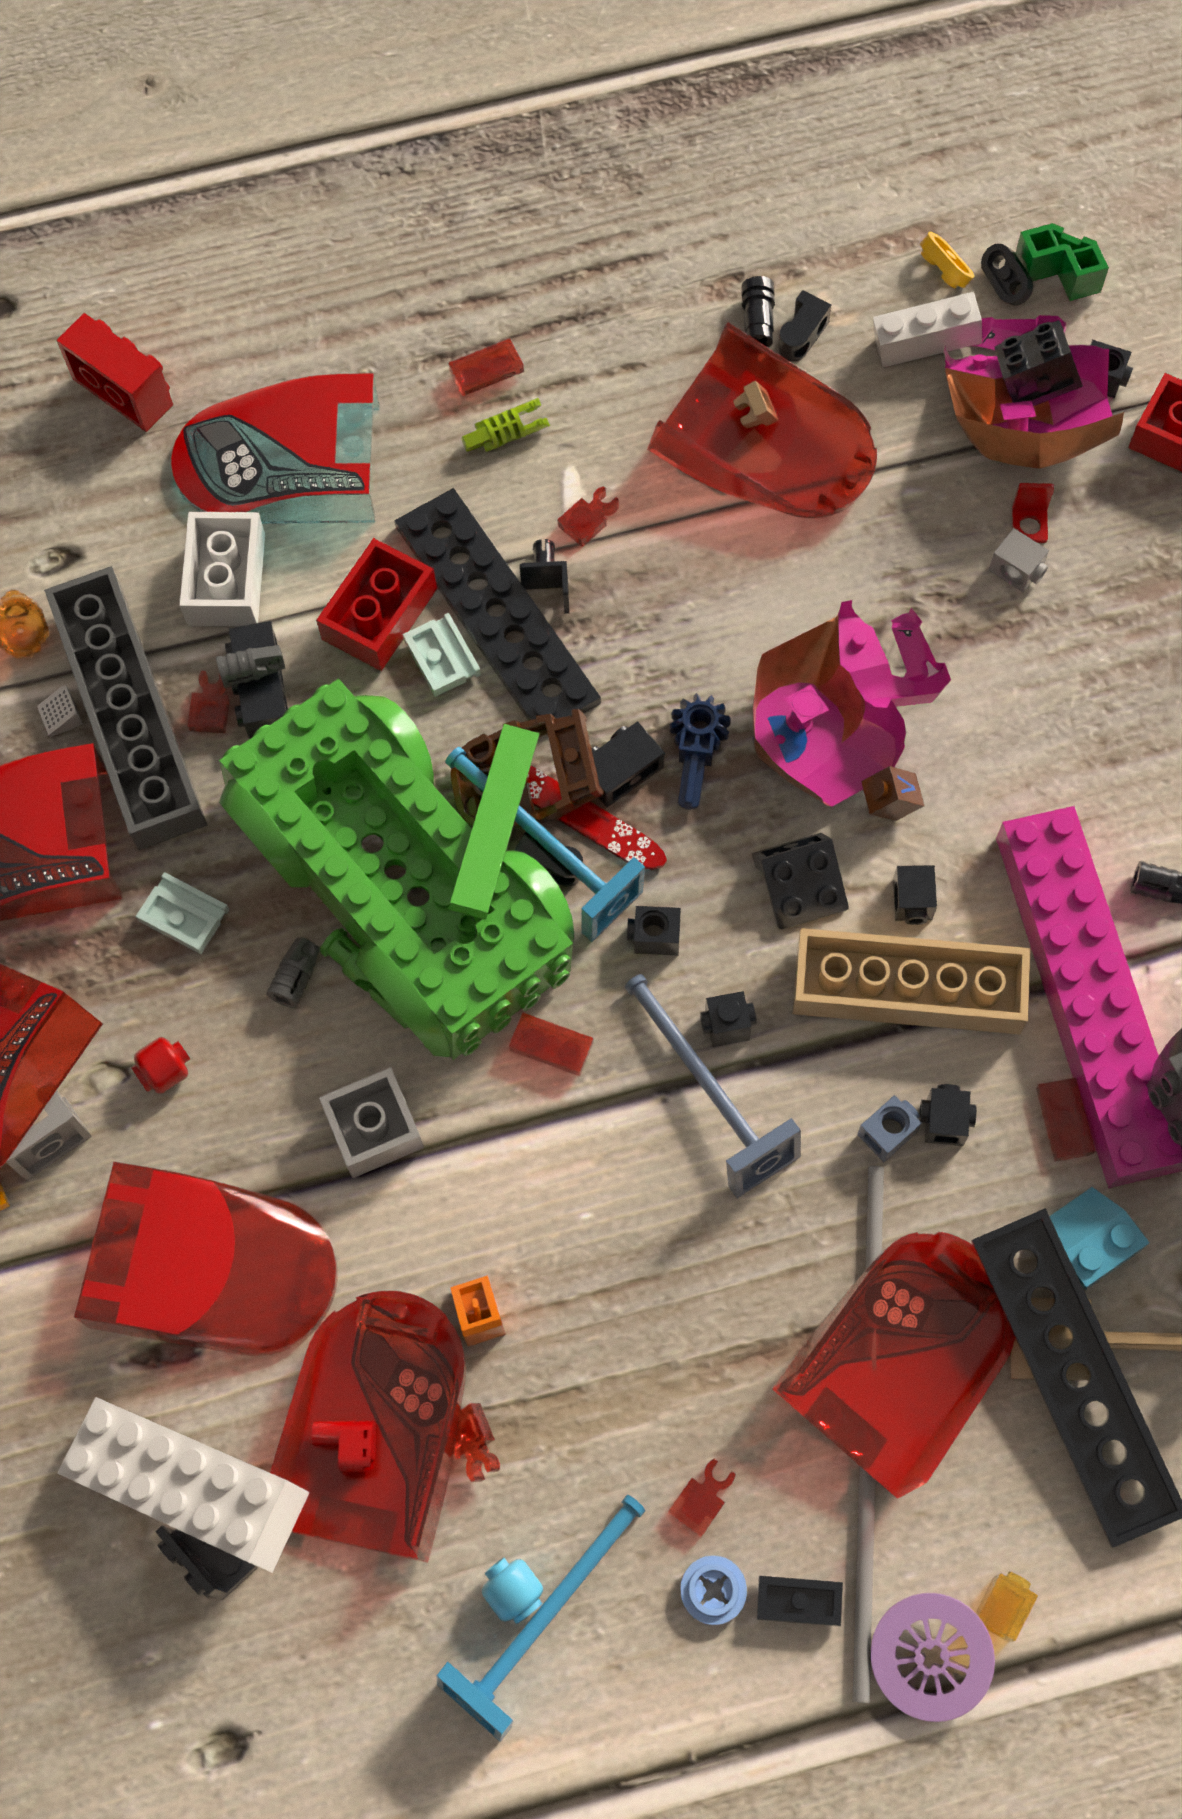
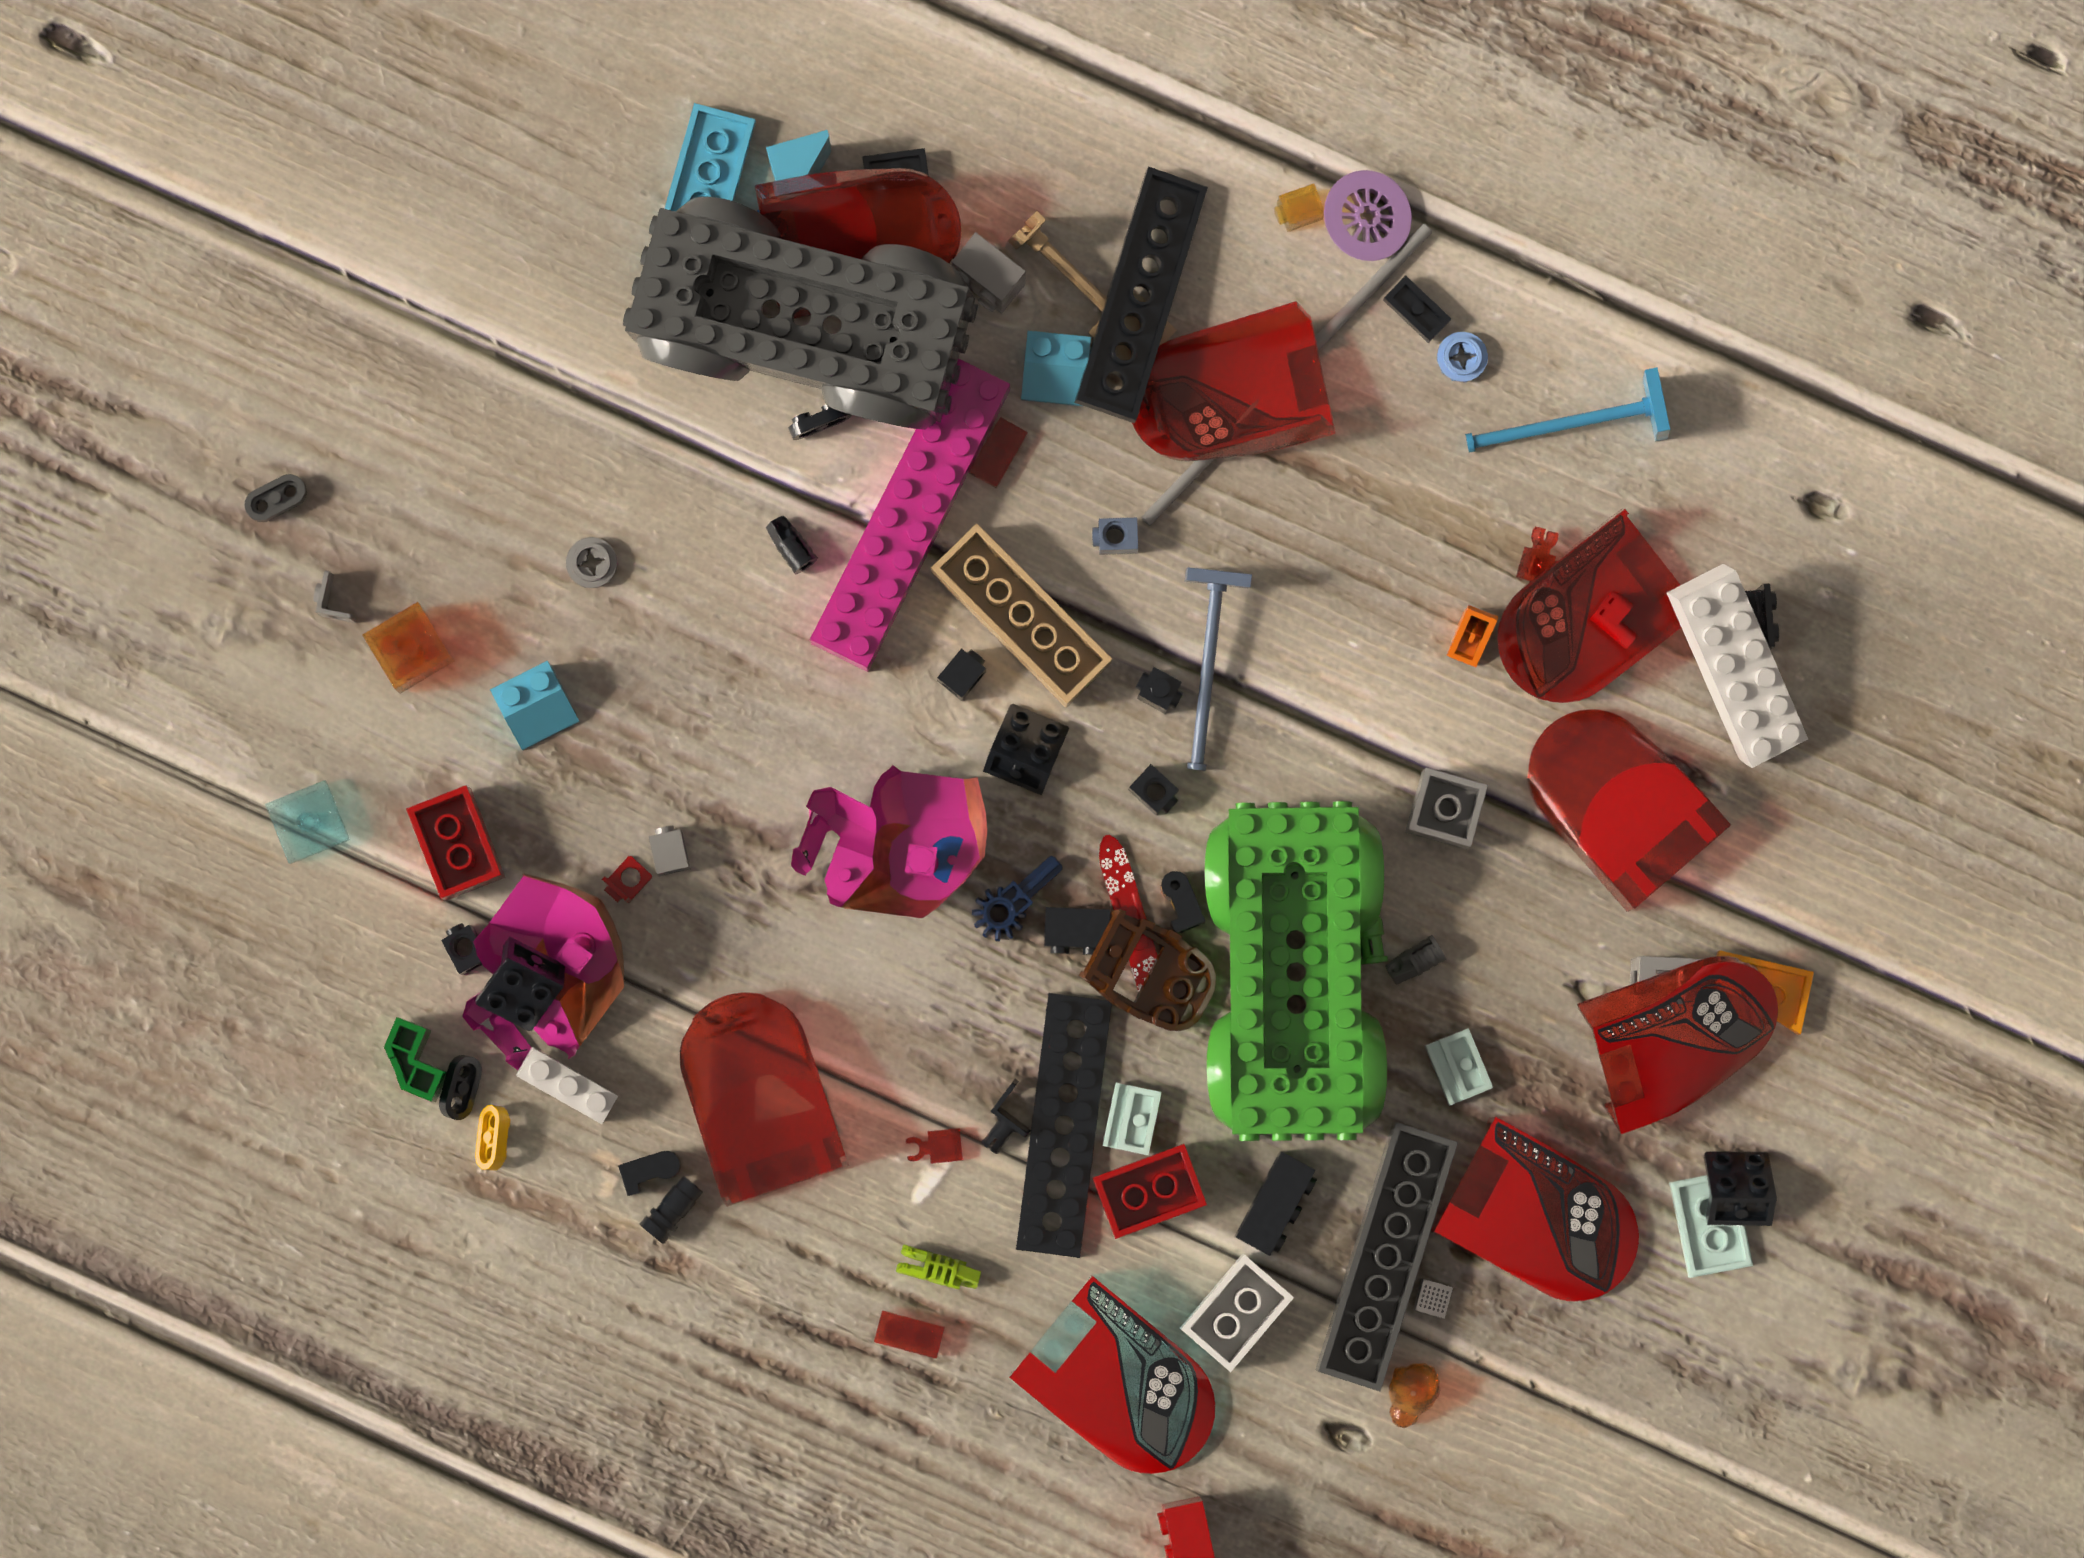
camera: 150 degrees left, 15 degrees up
(161, 1065) = (1553, 964): red head -> none
(210, 708) = (1327, 1211): clear red plate -> none
(249, 665) = (1281, 1206): dark grey hinge -> none
(494, 822) = (1211, 935): bright green tile -> none
(512, 1590) = (1583, 451): medium azure head -> none
(551, 1044) = (1286, 770): clear red plate -> none
(609, 897) = (1169, 833): dark azure tile -> none
(698, 1503) = (1428, 412): clear red plate -> none
(760, 406) = (742, 1126): tan tile -> none
(892, 793) = (916, 752): reddish brown brick -> none
(947, 1115) = (1073, 514): black brick -> none

